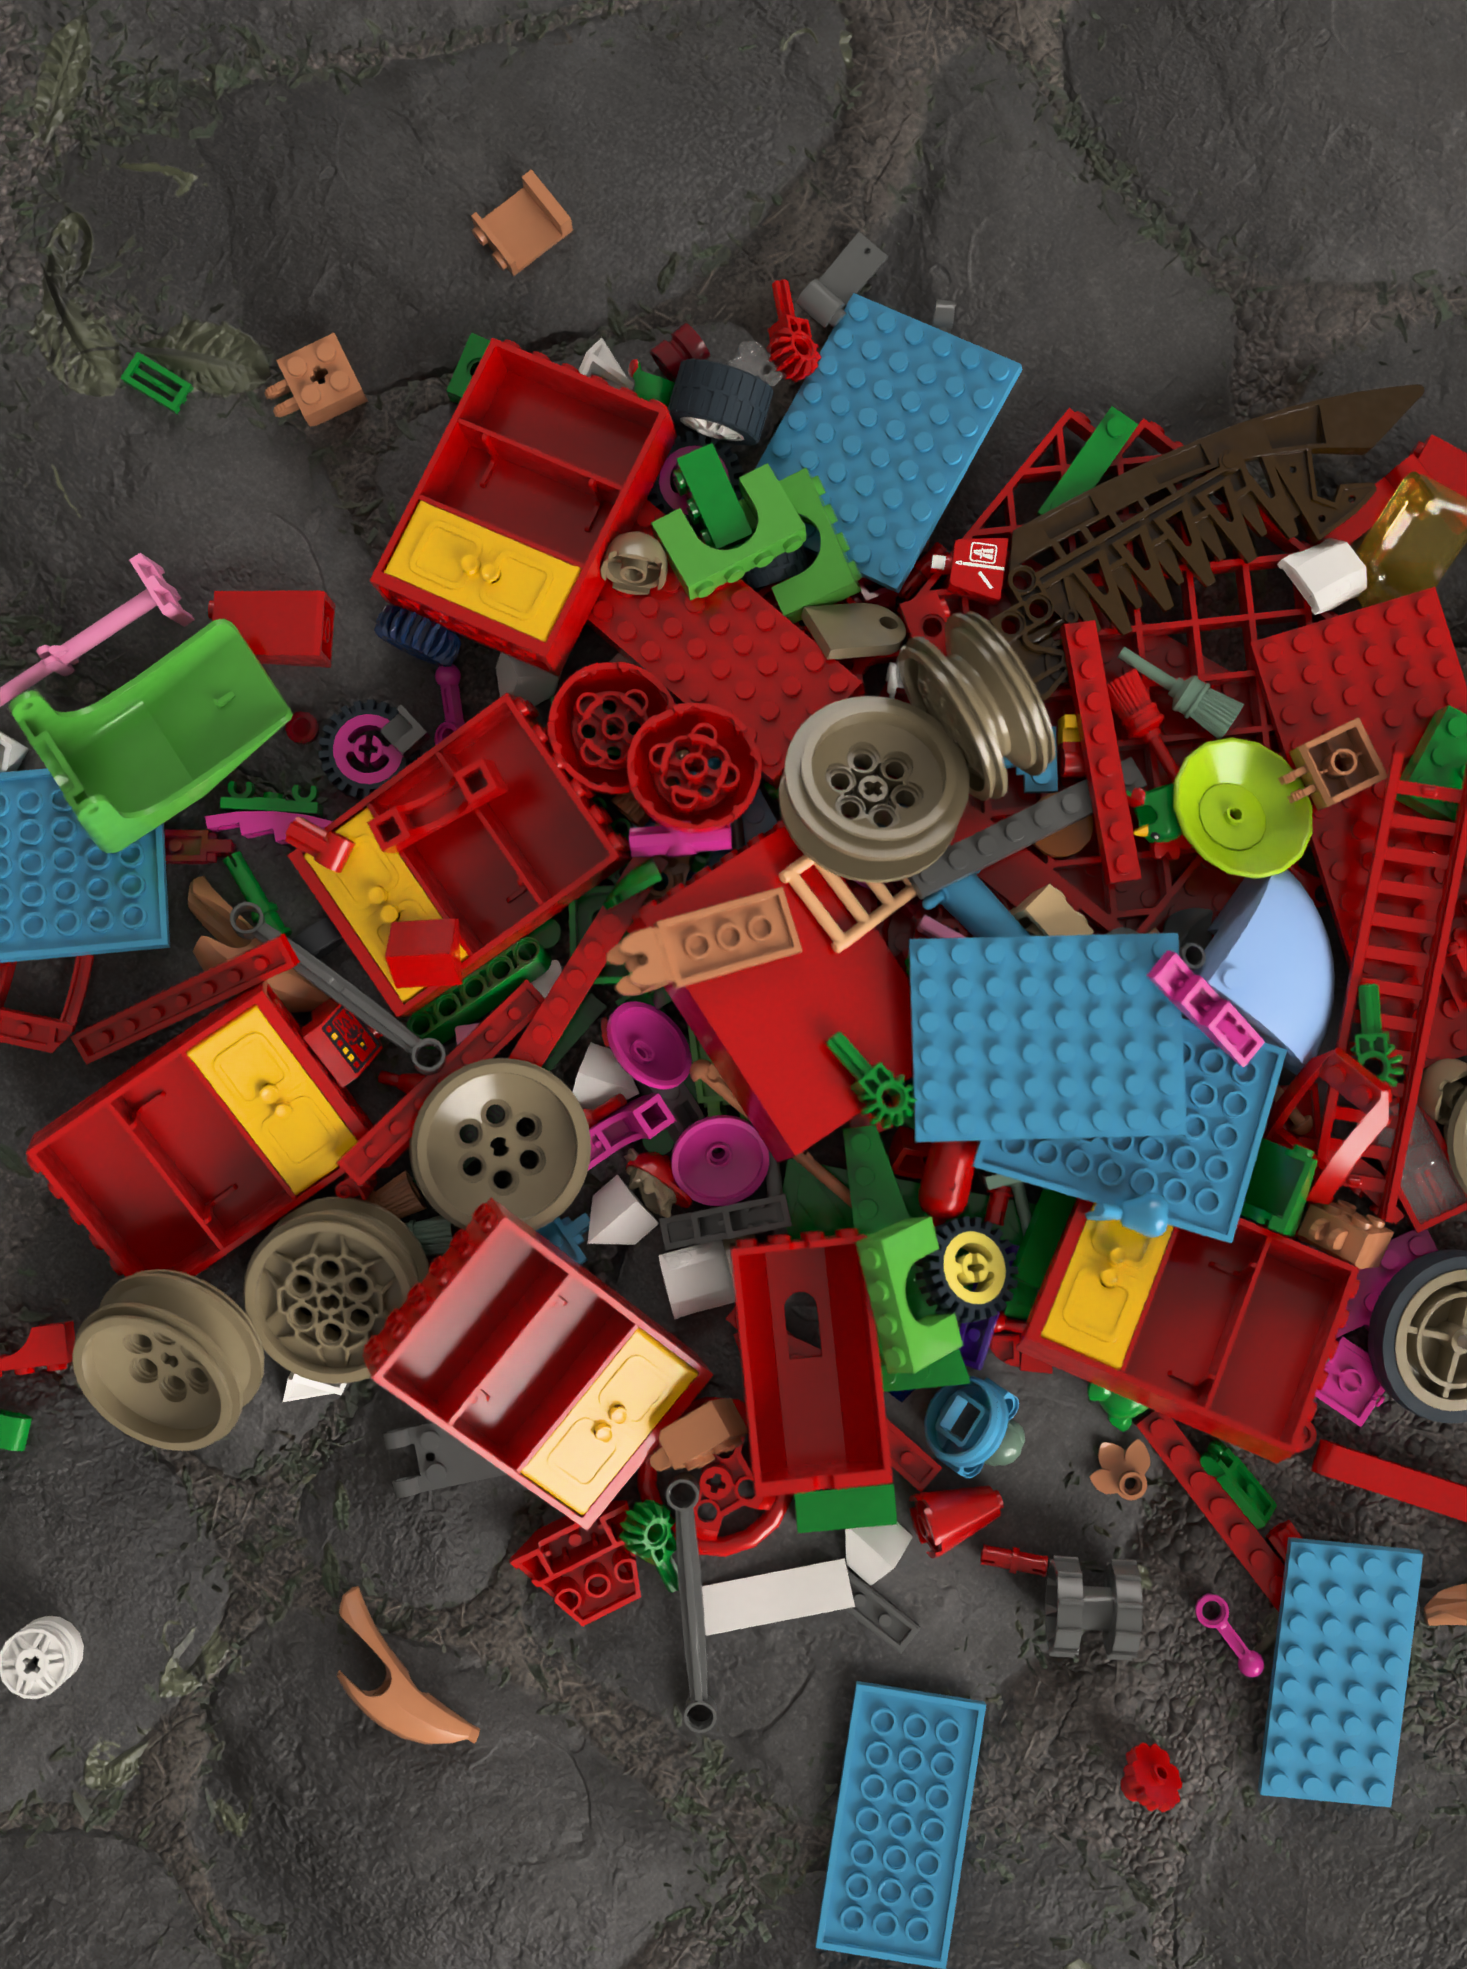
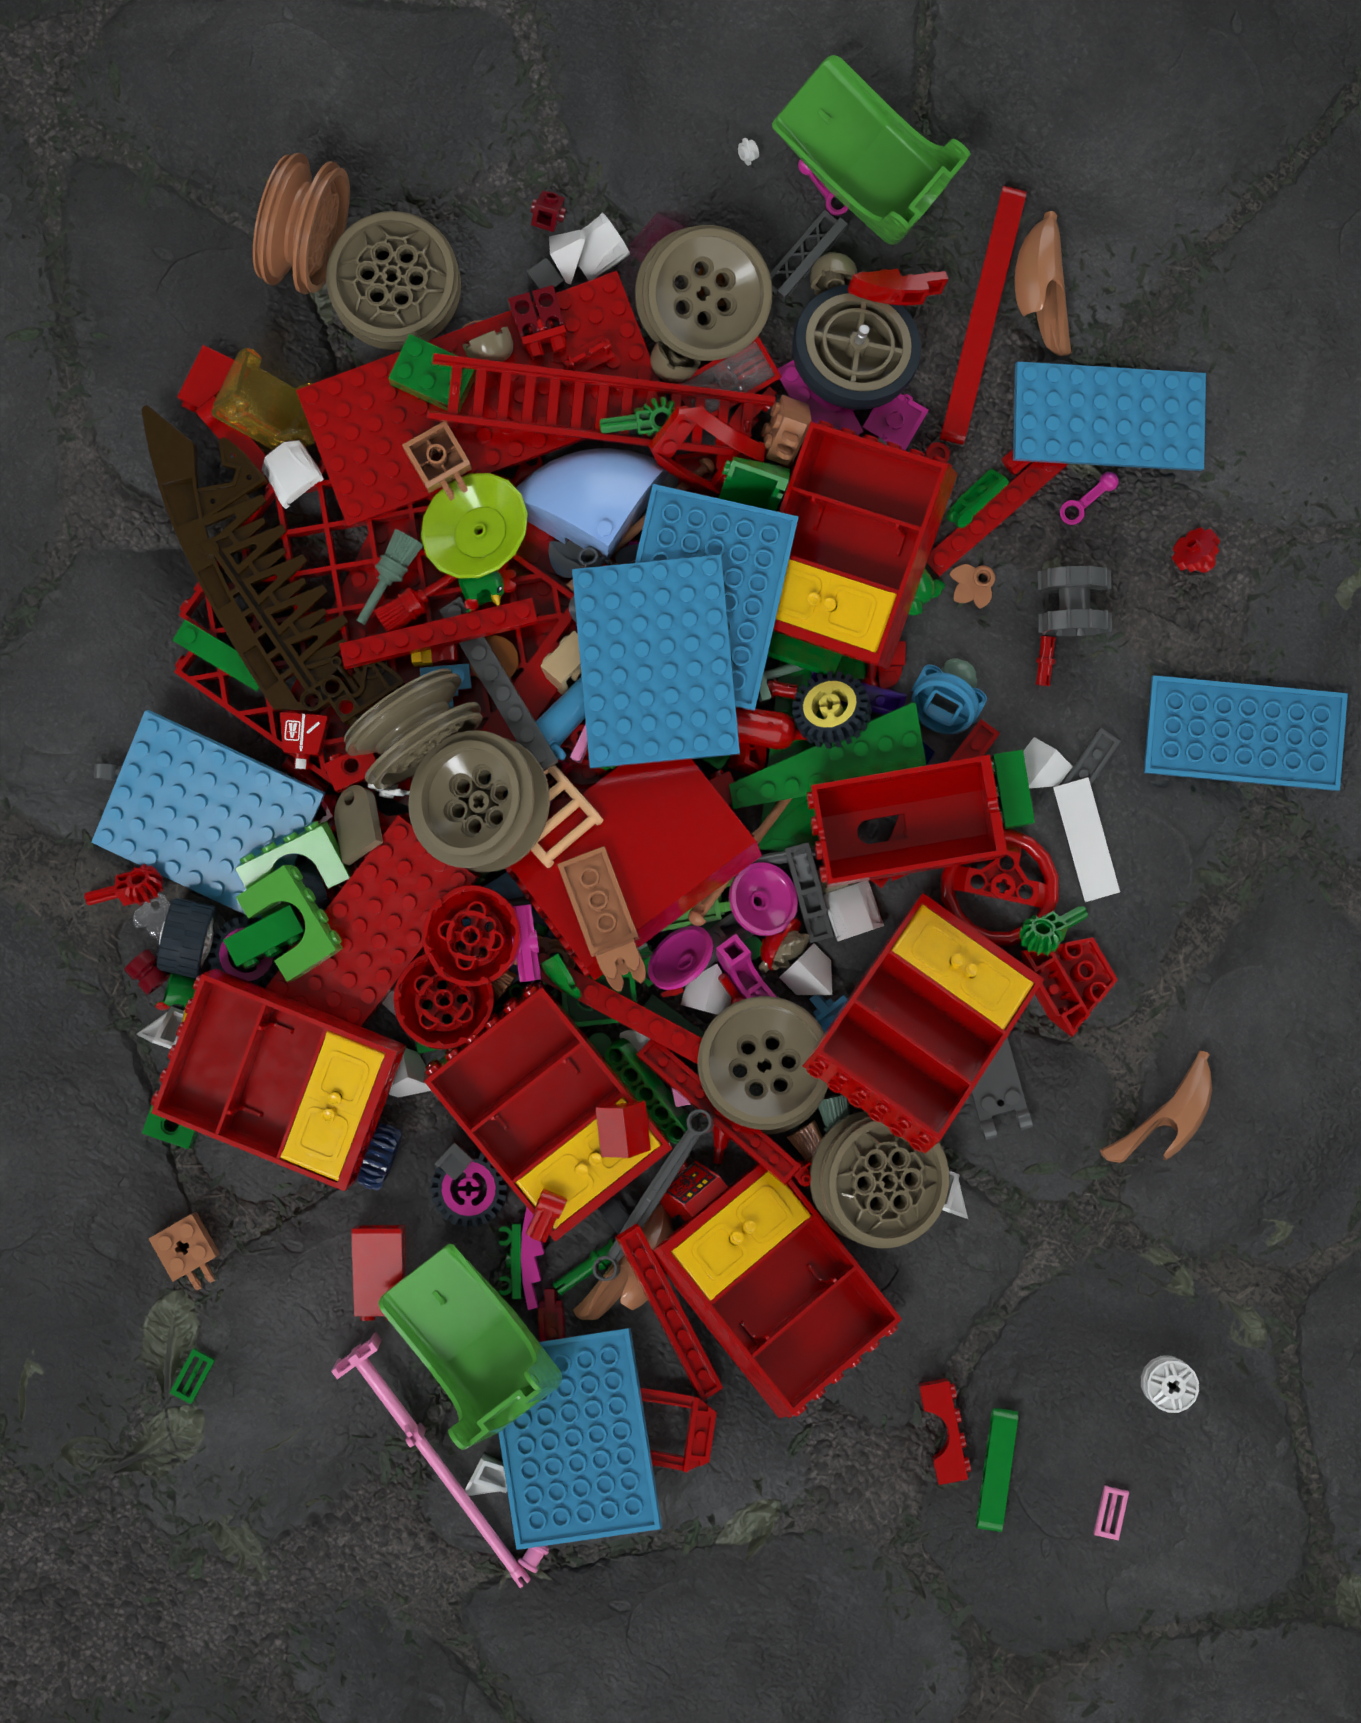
camera: 90 degrees left, 0 degrees up
(169, 1359) = (940, 1299): dark tan wheel -> none
(302, 728) = (456, 1238): dark red tile -> none
(417, 819) = (513, 1125): red arch -> none
(448, 681) = (411, 1132): dark pink piece -> none
(523, 225) = (53, 1101): nougat panel -> none
(635, 563) = (317, 991): dark tan cylinder -> none
(691, 1604) = (1094, 898): dark grey piece -> none
(699, 1435) = (968, 900): nougat hinge -> none
(847, 275) = (77, 848): dark grey door -> none
(872, 1082) = (699, 789): green gear -> none
(885, 1265) = (829, 769): bright green arch -> none
(953, 1515) = (1015, 708): red cone -> none
(1143, 1214) = (782, 583): dark azure piece -> none
(1205, 1008) = (627, 546): dark pink slope -> none

